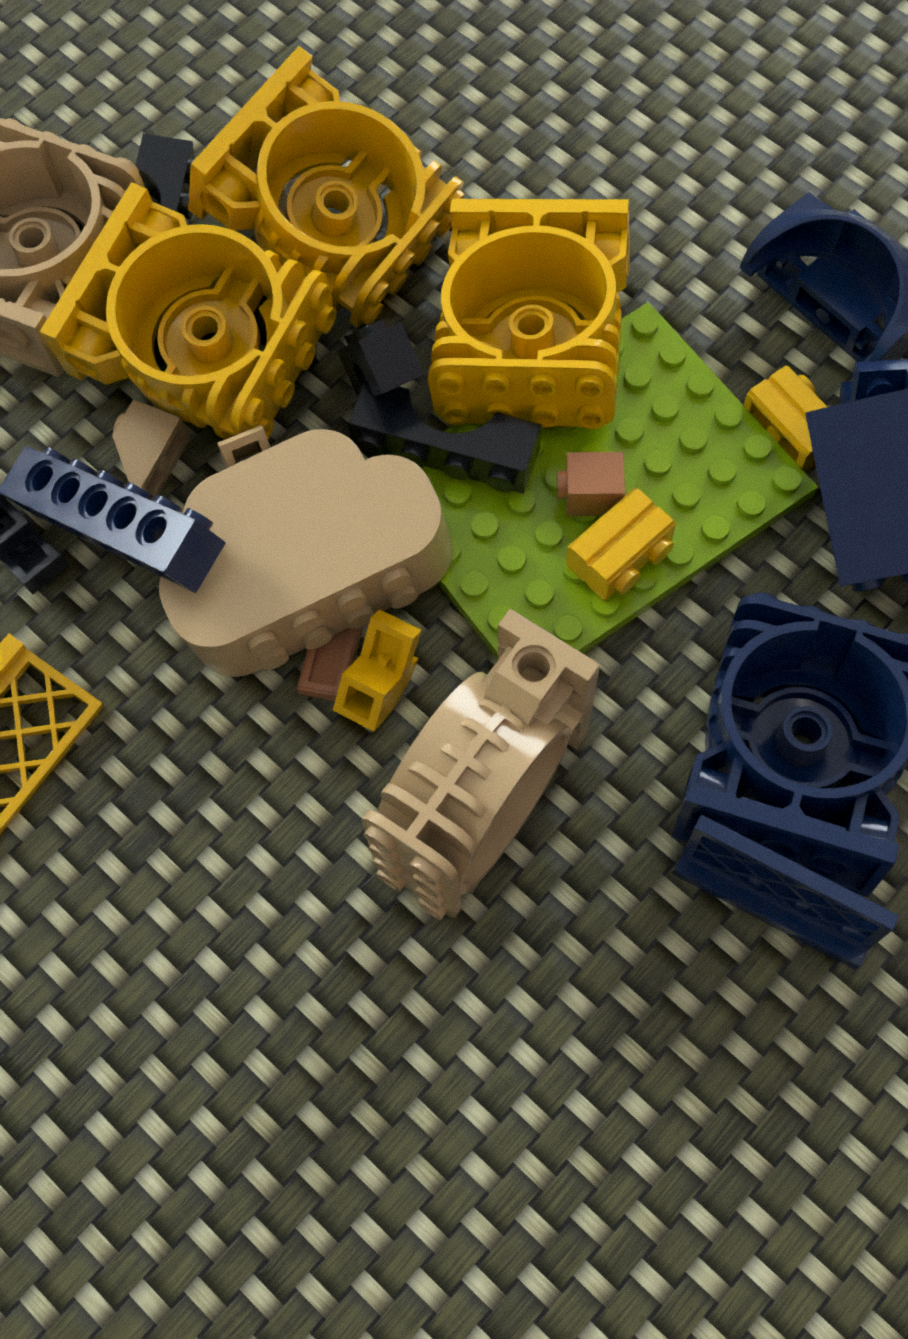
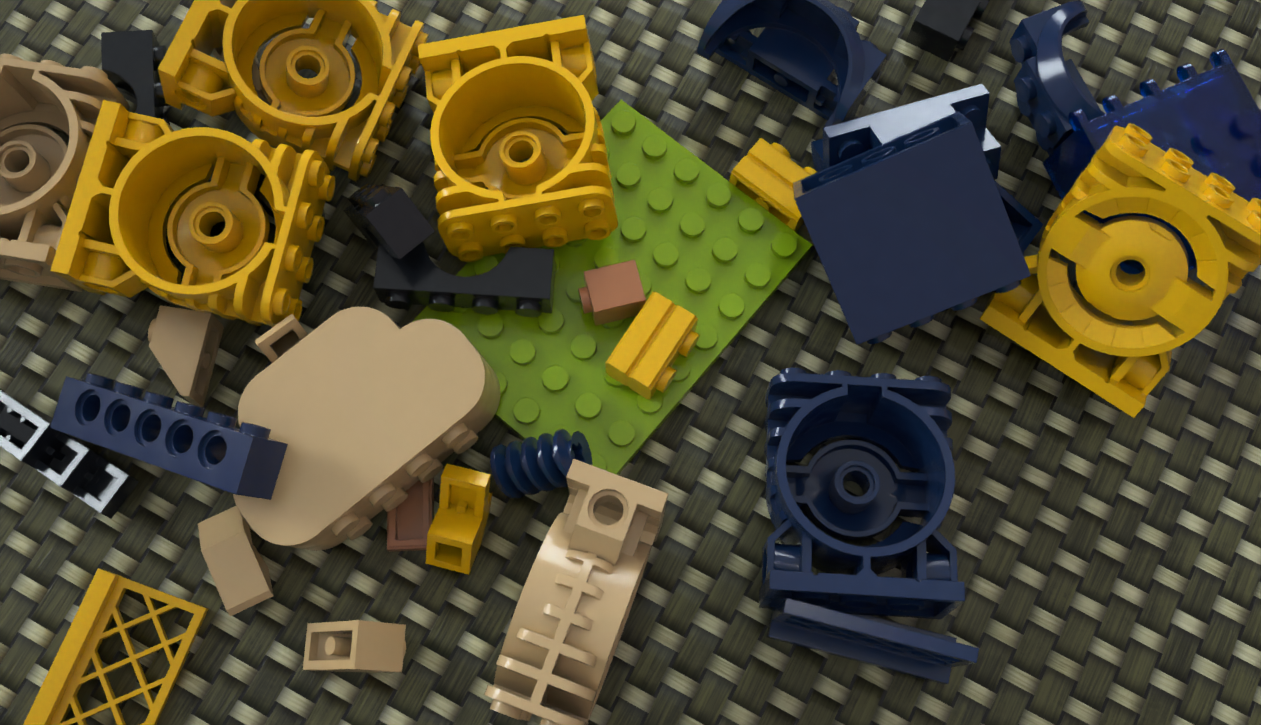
camera: 20 degrees left, 5 degrees up
(142, 662) = (234, 561): none -> tan slope
(241, 773) = (355, 646): none -> tan slope
(465, 634) = (537, 463): none -> dark blue piece

